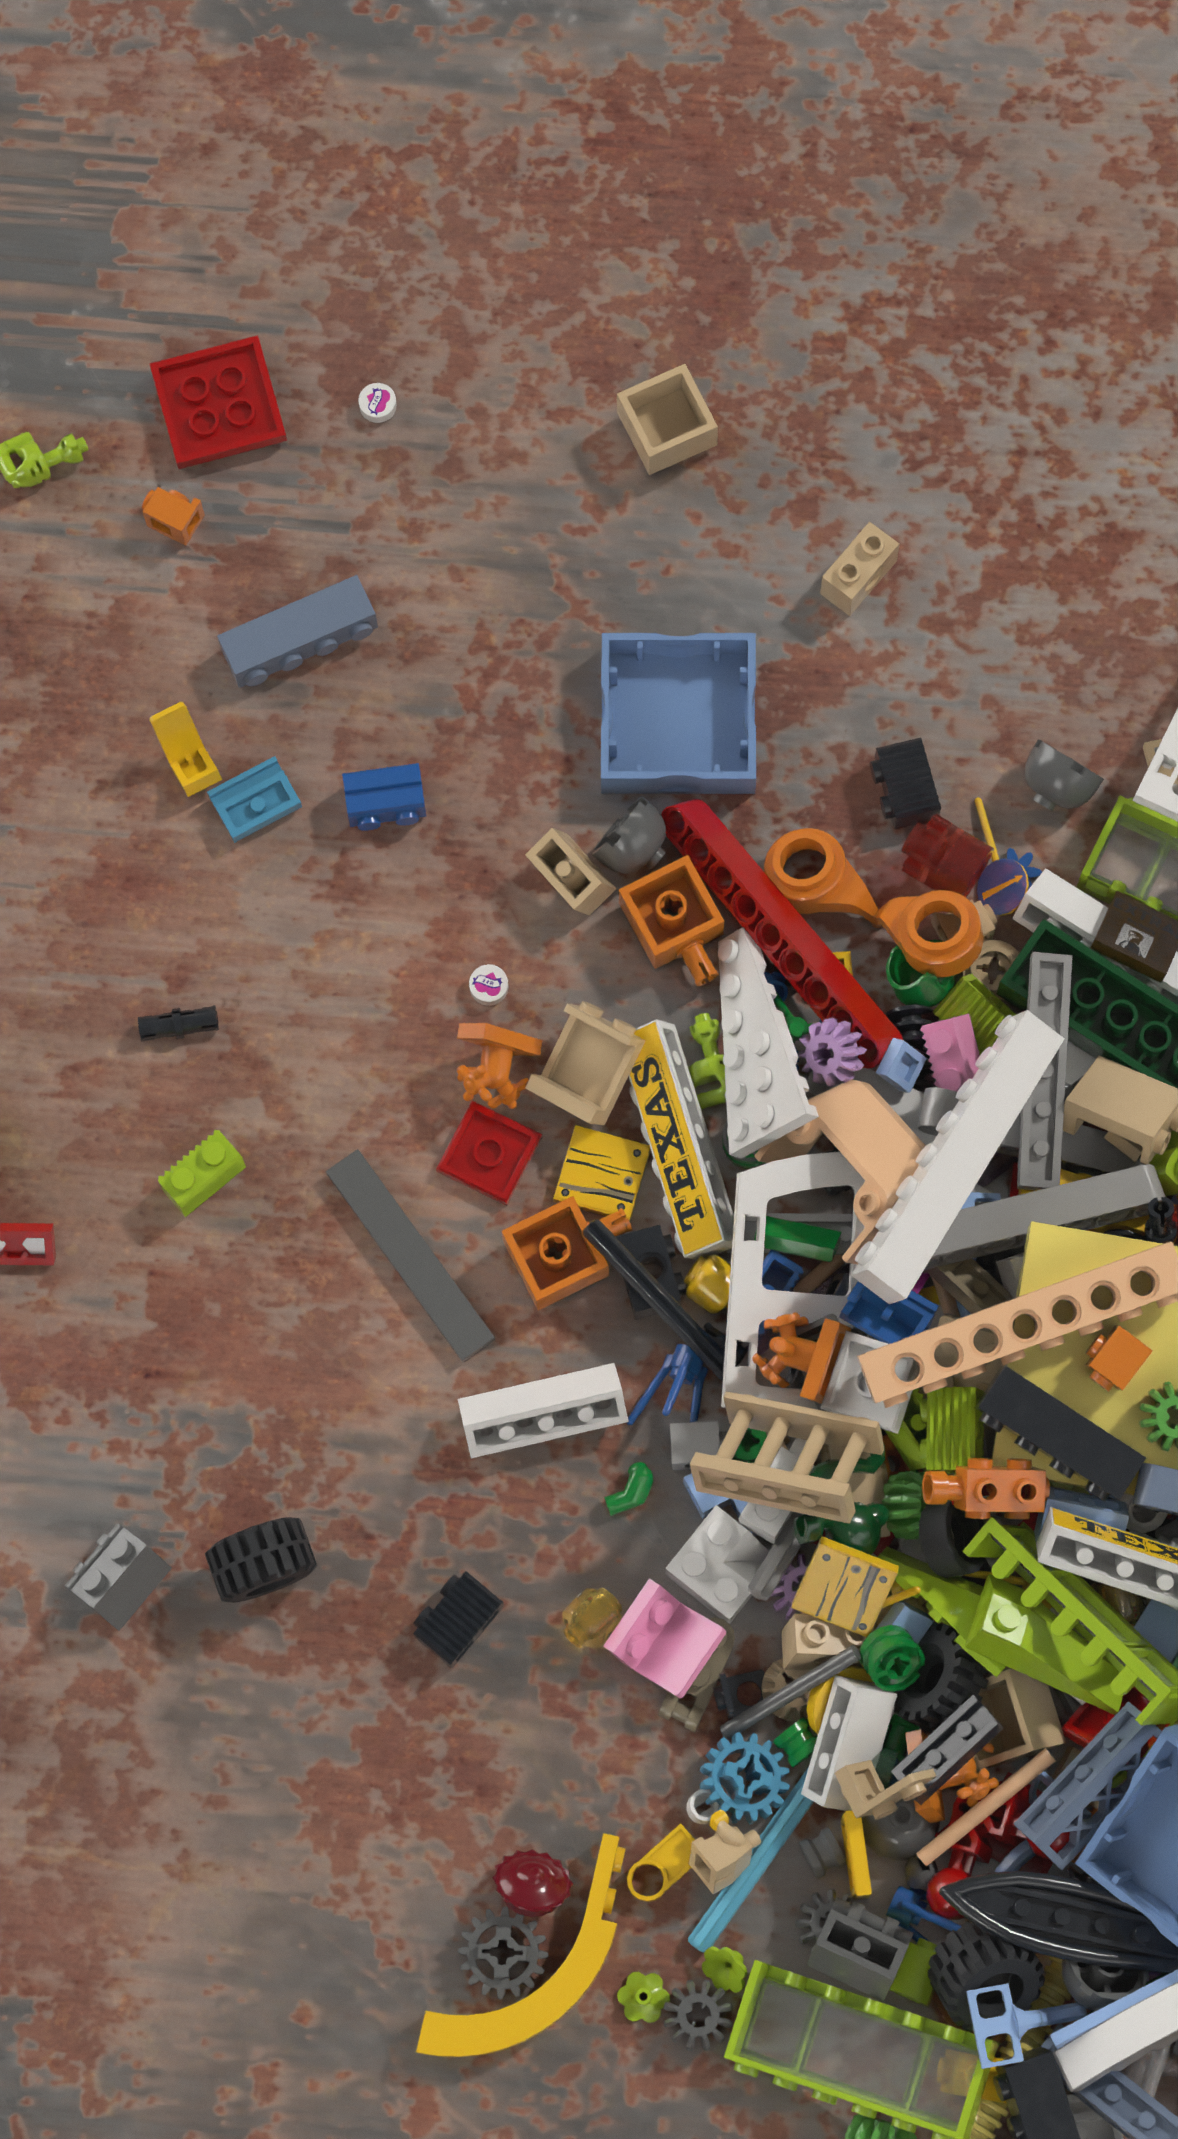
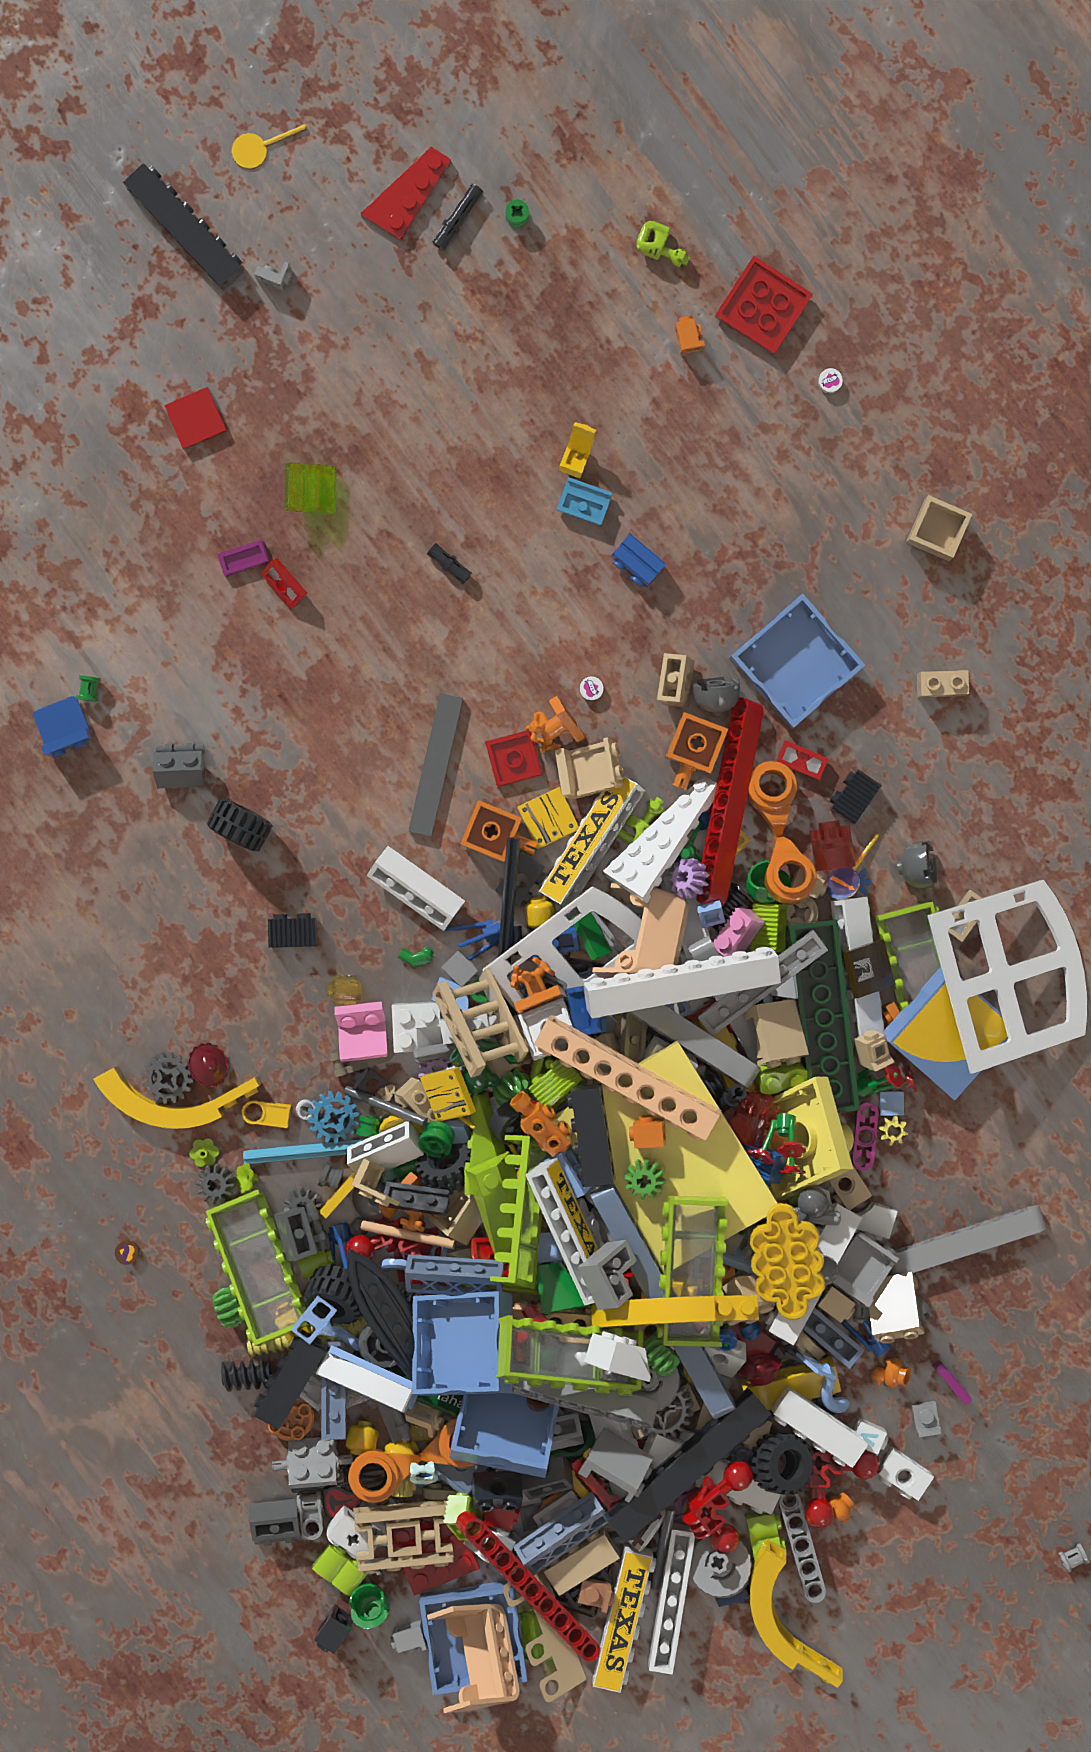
camera: 45 degrees right, 15 degrees up
(201, 1173) = (389, 638): lime brick -> none
(298, 632) = (683, 448): sand blue brick -> none
(724, 1855) = (291, 1136): tan piece -> none
(805, 807) = (802, 760): none -> red piece

